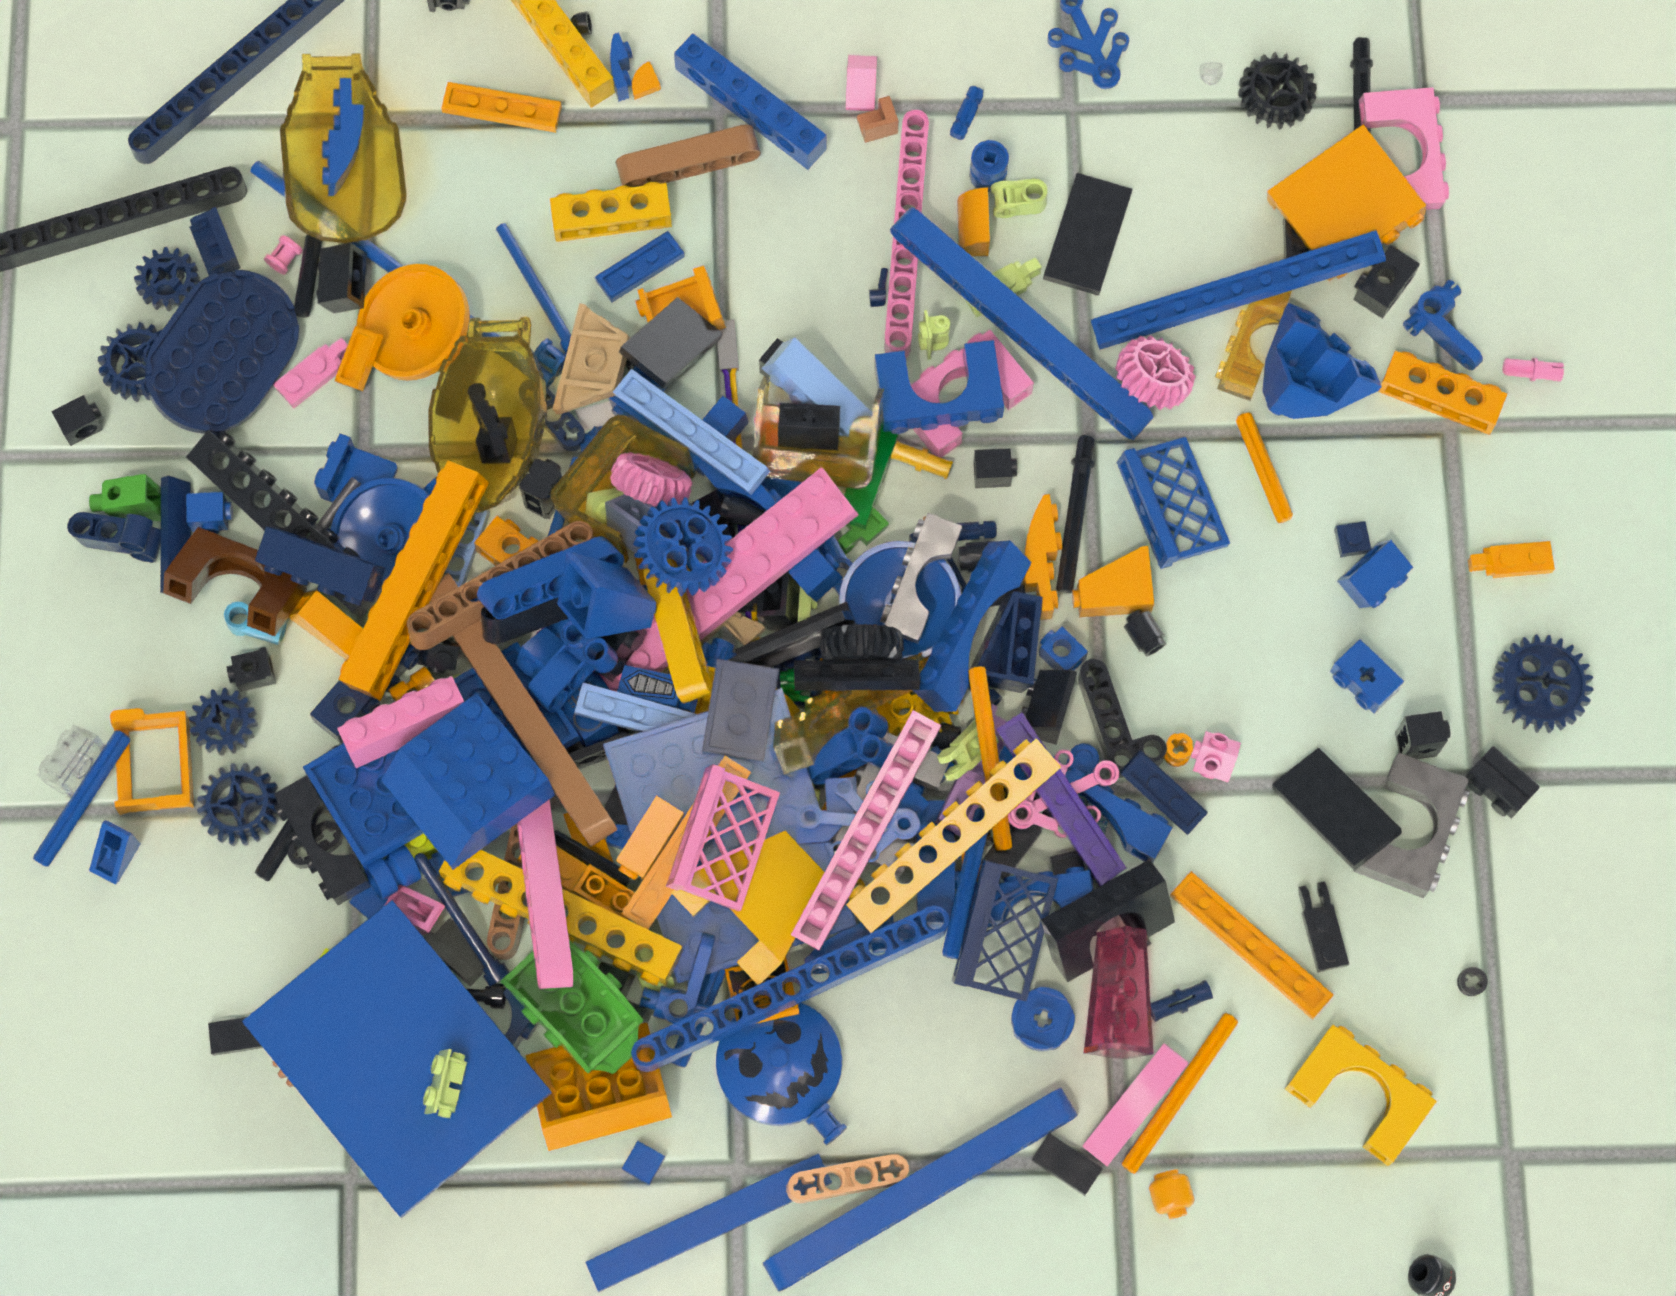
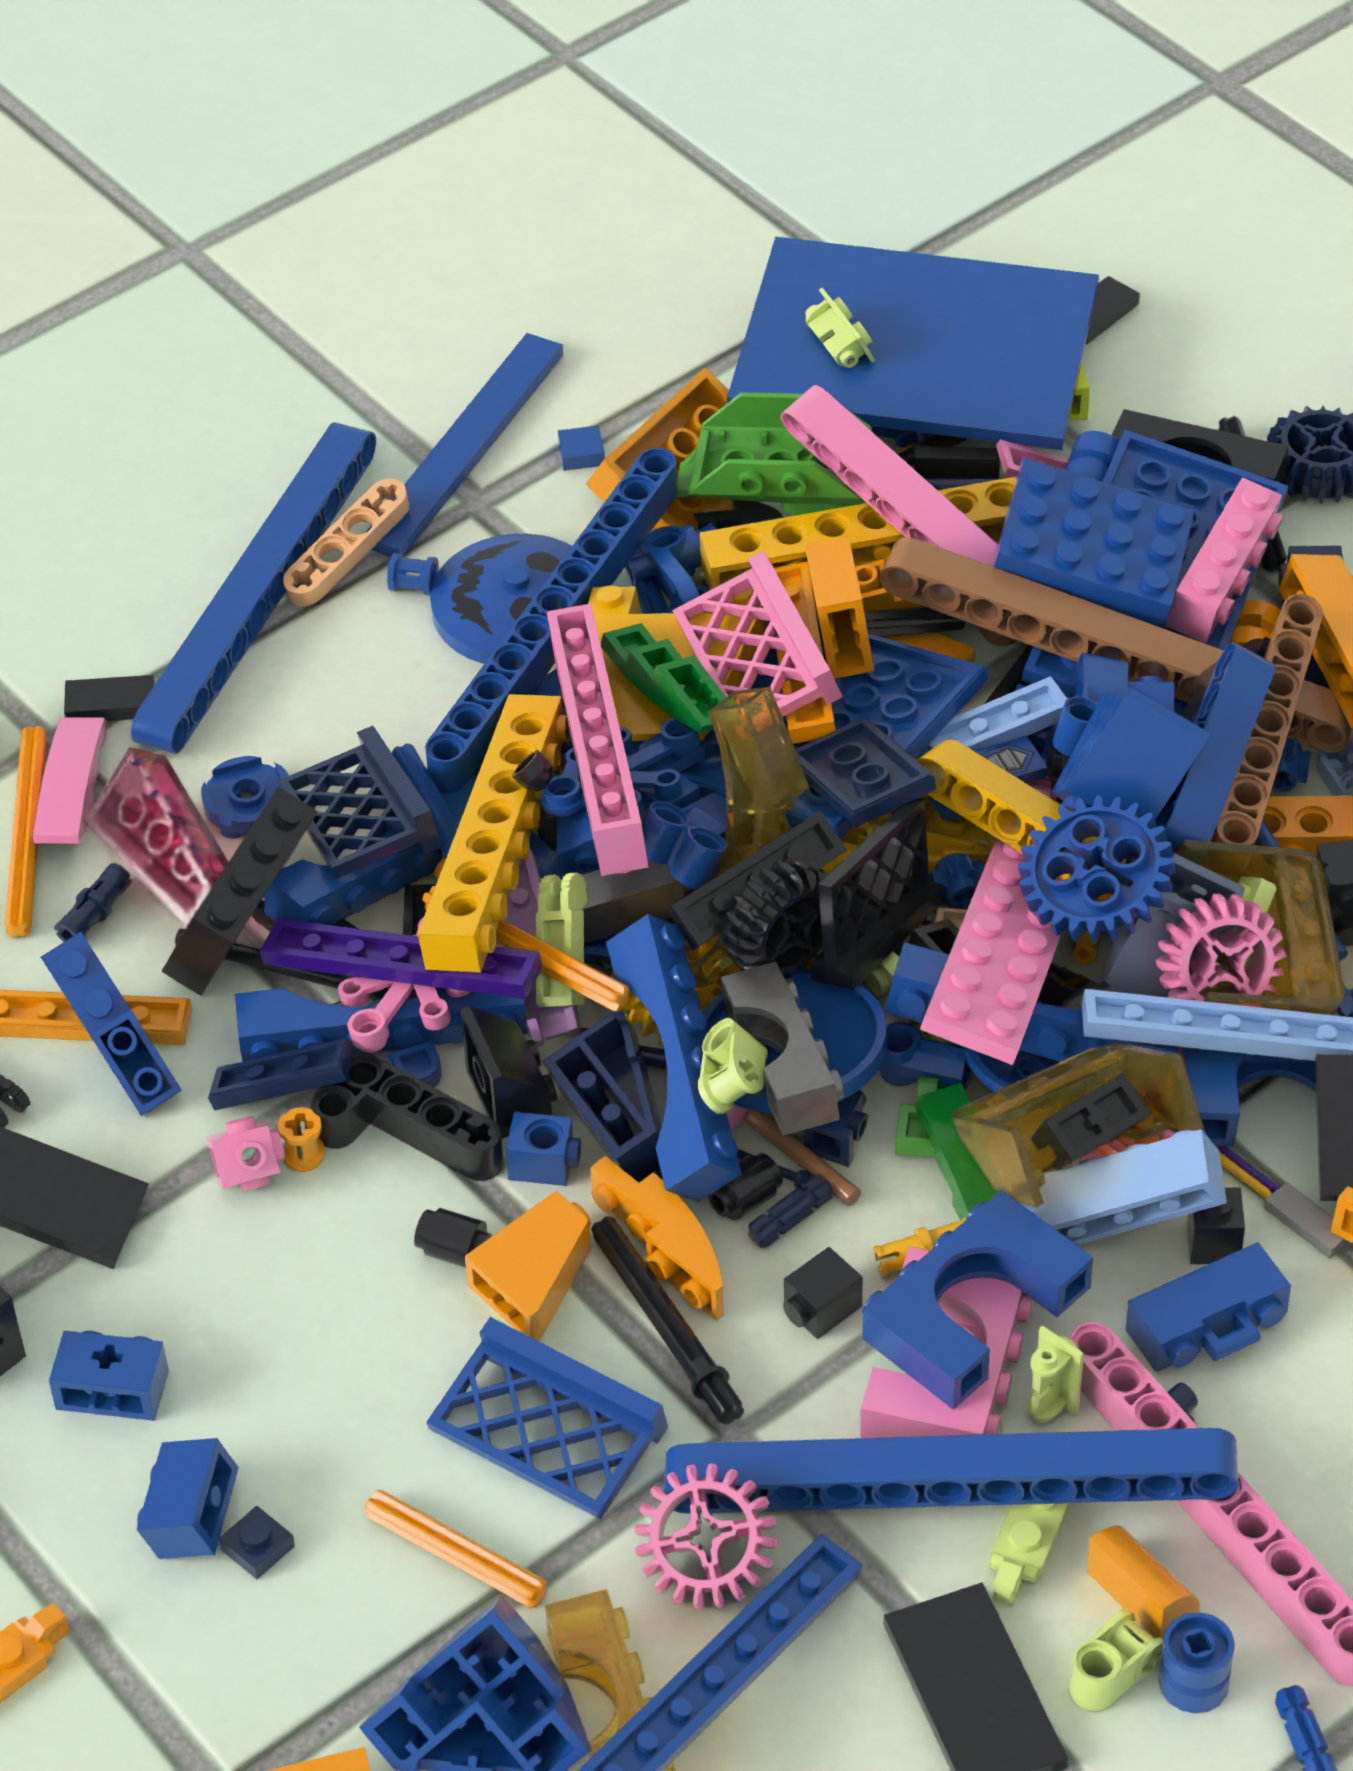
camera: 145 degrees right, 25 degrees down
(787, 854) = (663, 676): none -> green slope
(823, 329) = (1209, 1309): none -> blue piece
(910, 841) = (534, 772): none -> black hinge
(958, 578) = (730, 1066): none -> yellowish green piece
(1229, 888) = (111, 1024): none -> blue slope

